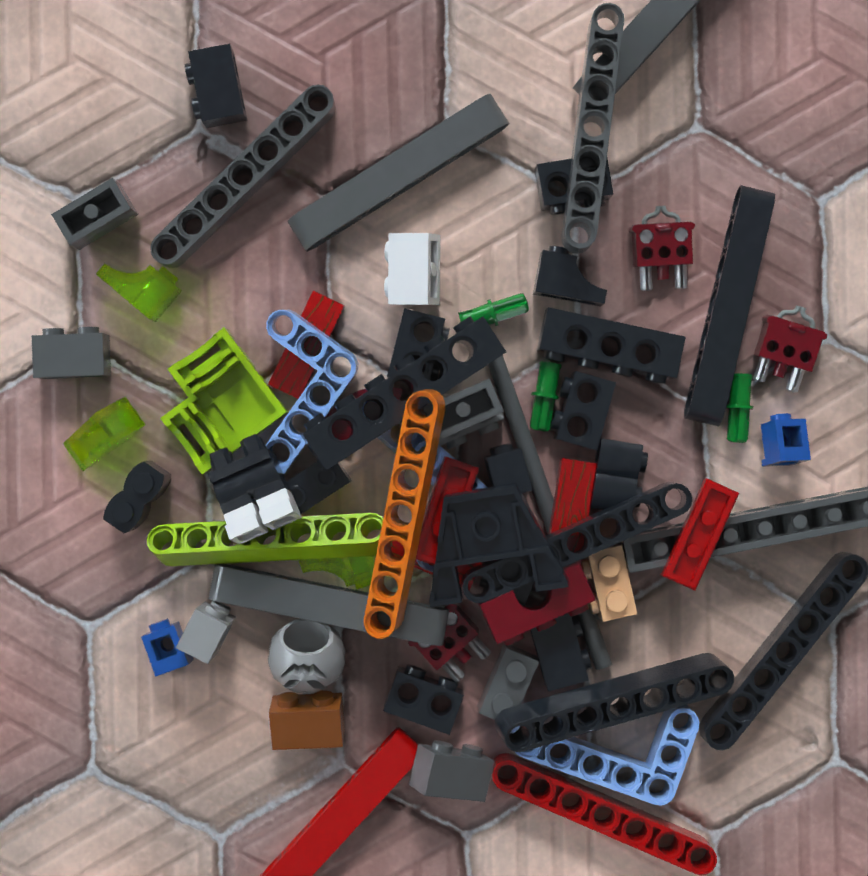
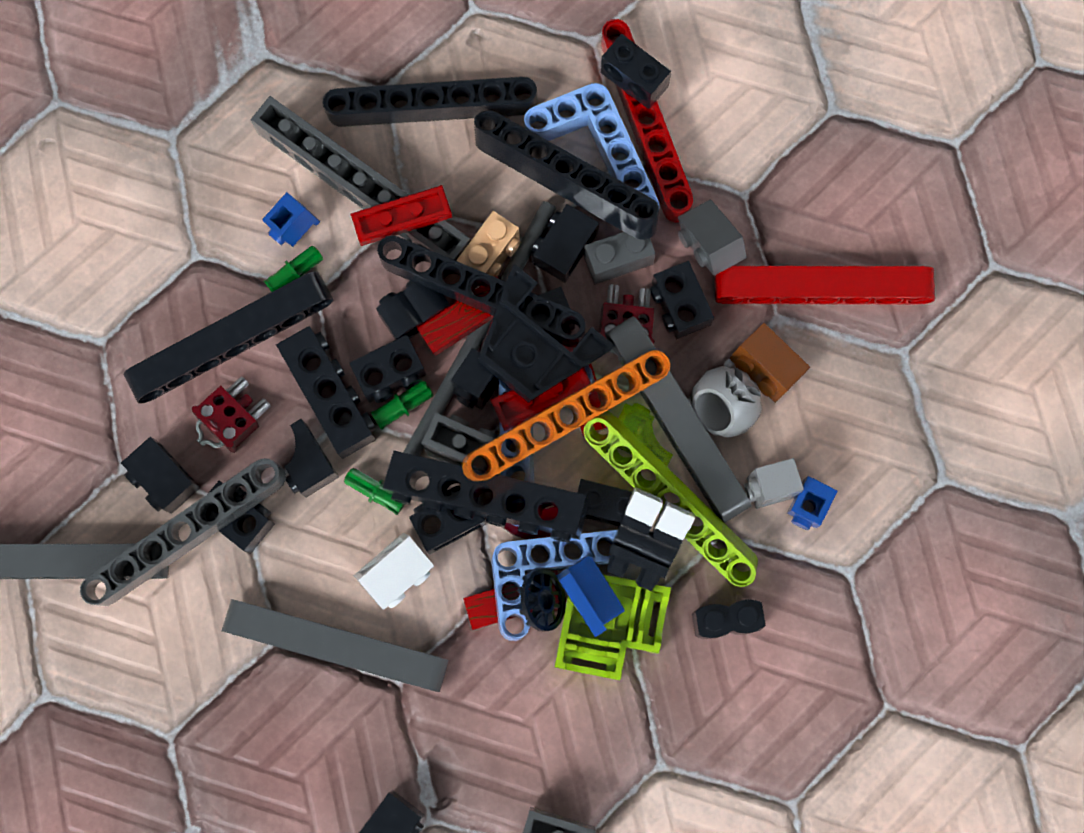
camera: 130 degrees left, 10 degrees down
(71, 355) = (674, 760): dark grey brick -> none
(103, 433) = (707, 684): clear neon green arch -> none
(147, 290) = (579, 747): clear neon green arch -> none
(249, 160) = (418, 757): dark grey beam -> none
(252, 405) = (590, 594): none -> blue panel
(282, 363) = (542, 600): none -> black wheel
(509, 619) = (574, 286): dark red arch -> none
(648, 841) = (635, 71): none -> black brick
(662, 151) = (159, 475): none -> black brick
(797, 338) = (213, 278): dark red piece -> none

